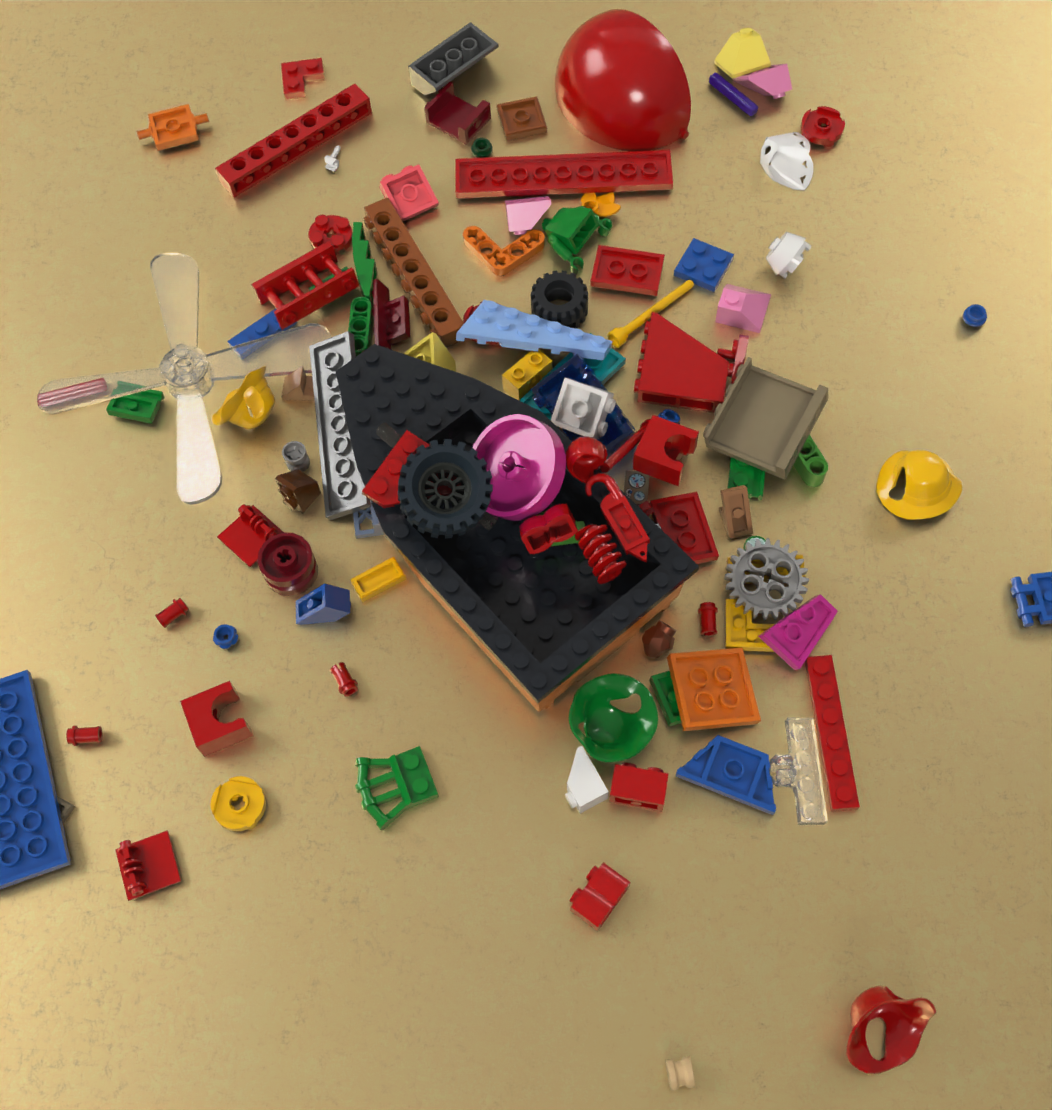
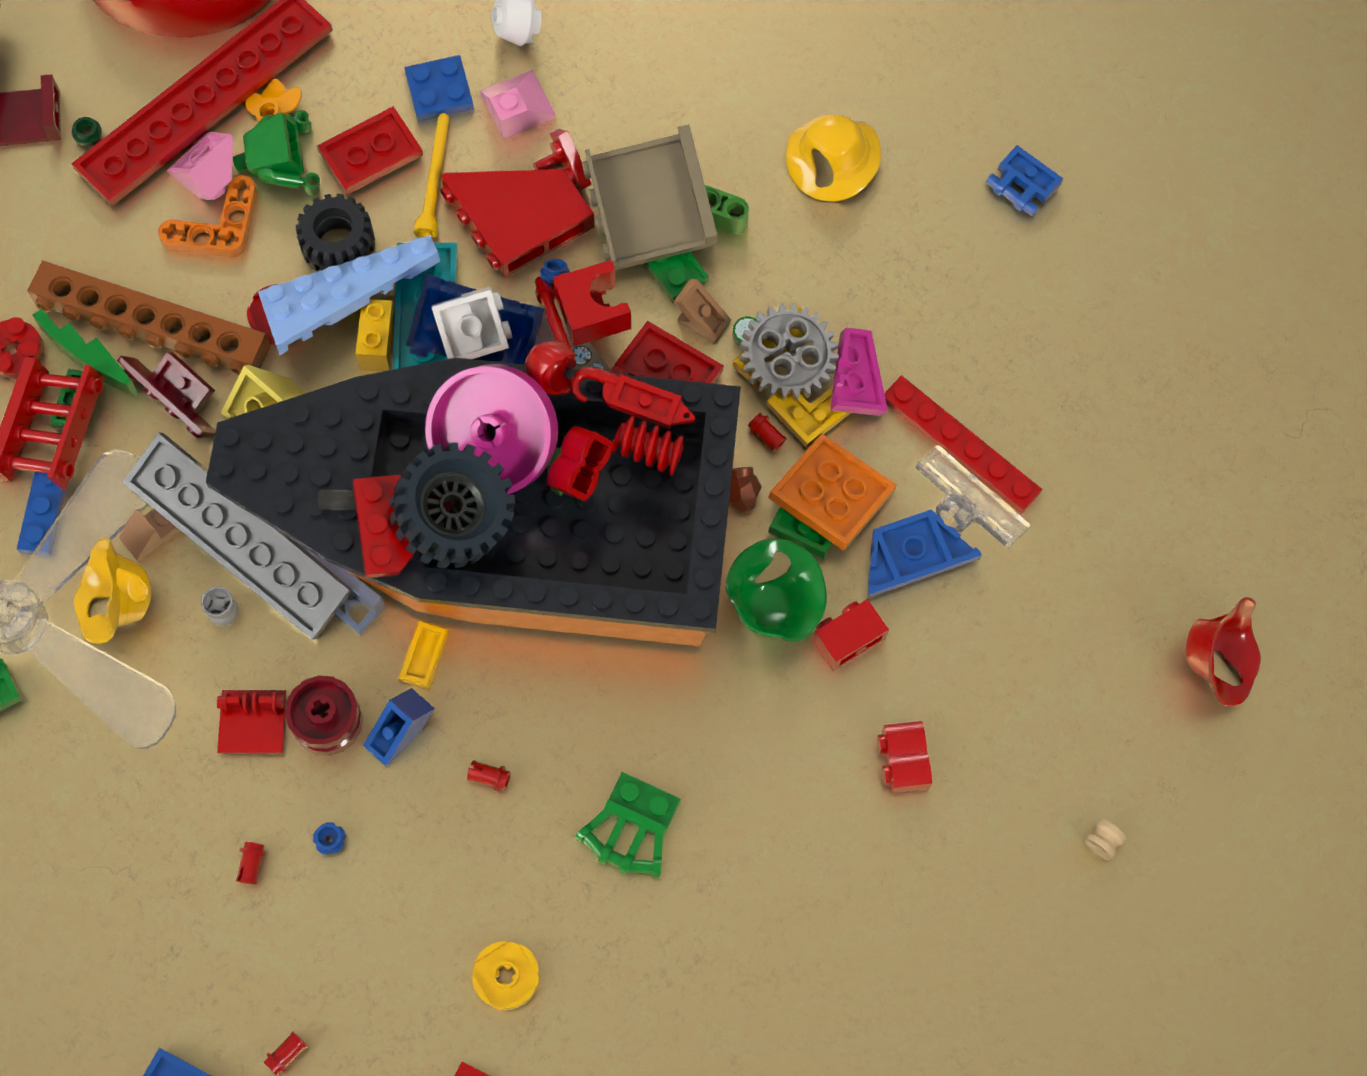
camera: 50 degrees left, 5 degrees up
(203, 715) = (401, 935): red piece -> none
(297, 490) = (259, 636): reddish brown slope -> none
(361, 321) = (148, 412): green beam -> none
(409, 192) = (56, 237): coral plate -> none
(521, 118) = (96, 66): dark orange tile -> none
(584, 783) = (799, 672): white slope -> none

